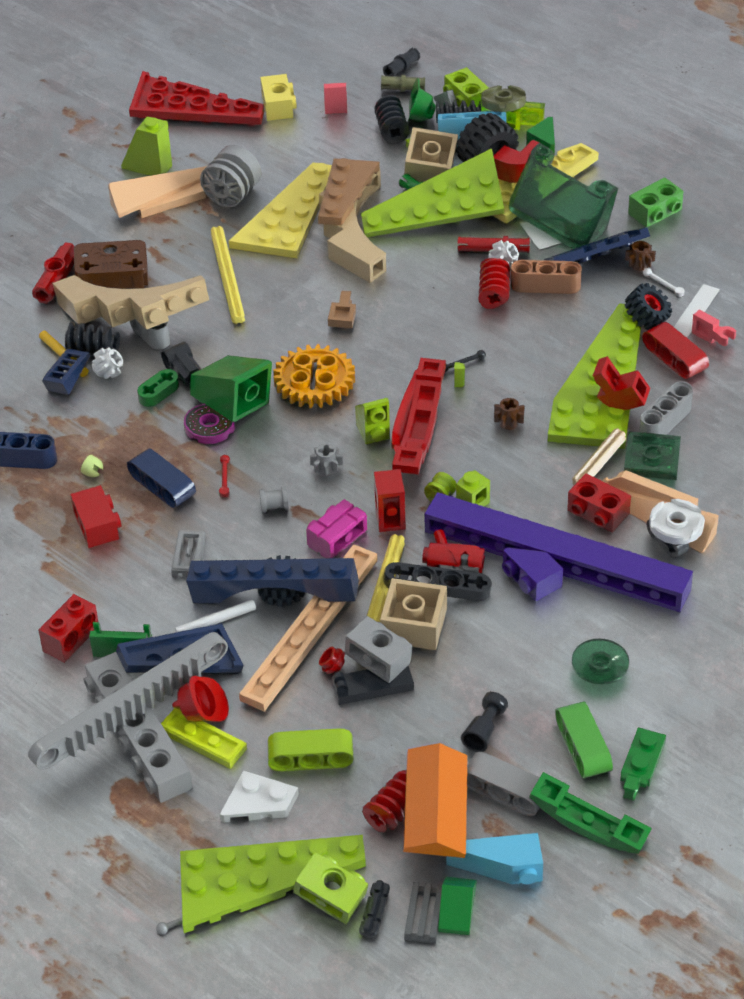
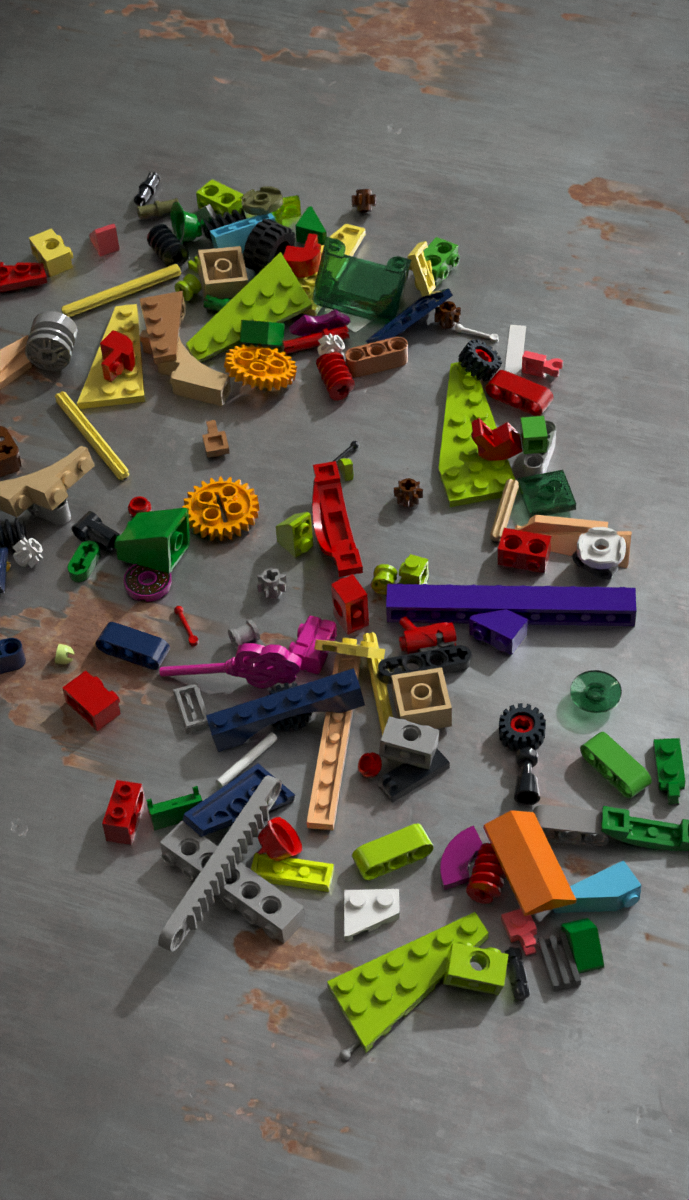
camera: 20 degrees left, 5 degrees up
(237, 349) = (138, 505): none -> red plate
(270, 529) = (256, 663): none -> dark pink piece
(286, 205) = (117, 355): none -> red brick
(327, 150) = (121, 290): none -> light yellow axle
(368, 541) = (350, 647): none -> light yellow wing
(373, 777) = (457, 858): none -> magenta tile
(392, 162) = (189, 286): none -> lime wheel
(401, 867) = (520, 928): none -> coral plate
(422, 254) = (260, 367): none -> light orange gear
(441, 222) = (262, 332): none -> green slope
(493, 228) = (314, 324): none -> magenta tile
(515, 663) = (526, 718): none -> black bush
(611, 126) = (363, 200): none -> reddish brown gear
(630, 203) = (421, 269): none -> light yellow wing
(661, 391) = (533, 435): none -> bright green brick

